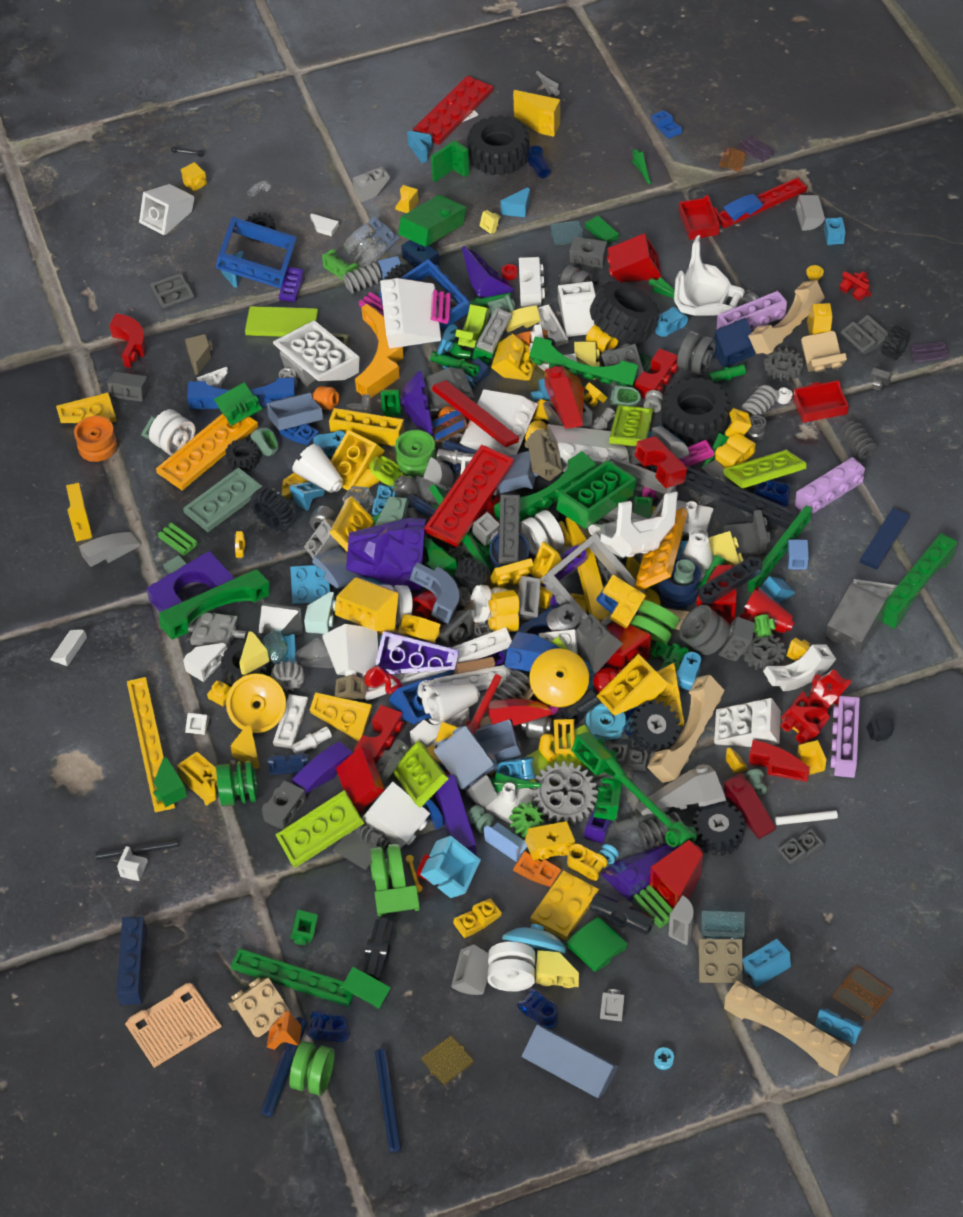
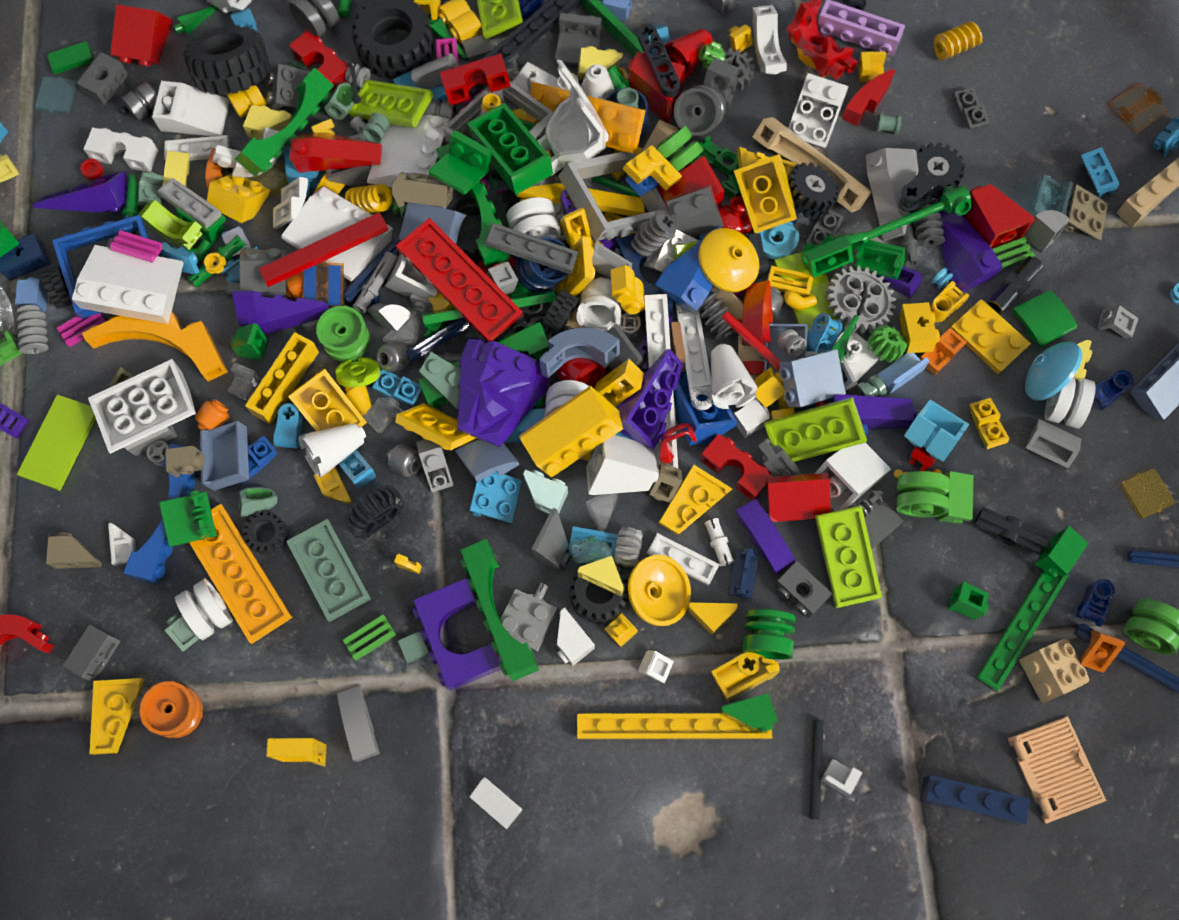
camera: 75 degrees left, 20 degrees up
(278, 385) = (184, 461): none -> dark tan brick
(447, 359) = (209, 263): none -> yellow plate
(495, 739) = (792, 343): none -> light grey wheel
(512, 389) = (291, 202): none -> white slope
(564, 465) = (463, 164): none -> green bracket
(606, 422) = (376, 127): none -> sand green wheel
(628, 405) = (356, 98): none -> black hinge
(643, 478) = (488, 100): none -> yellow plate
(679, 804) = (918, 191): none -> black piece
(688, 670) = (738, 140): dark azure piece -> none
(735, 761) = (857, 135): yellow slope -> none
(744, 798) = (914, 136): dark red slope -> none
(806, 817) = (936, 92): white bar -> none
(867, 819) = (957, 40): none -> yellow piece

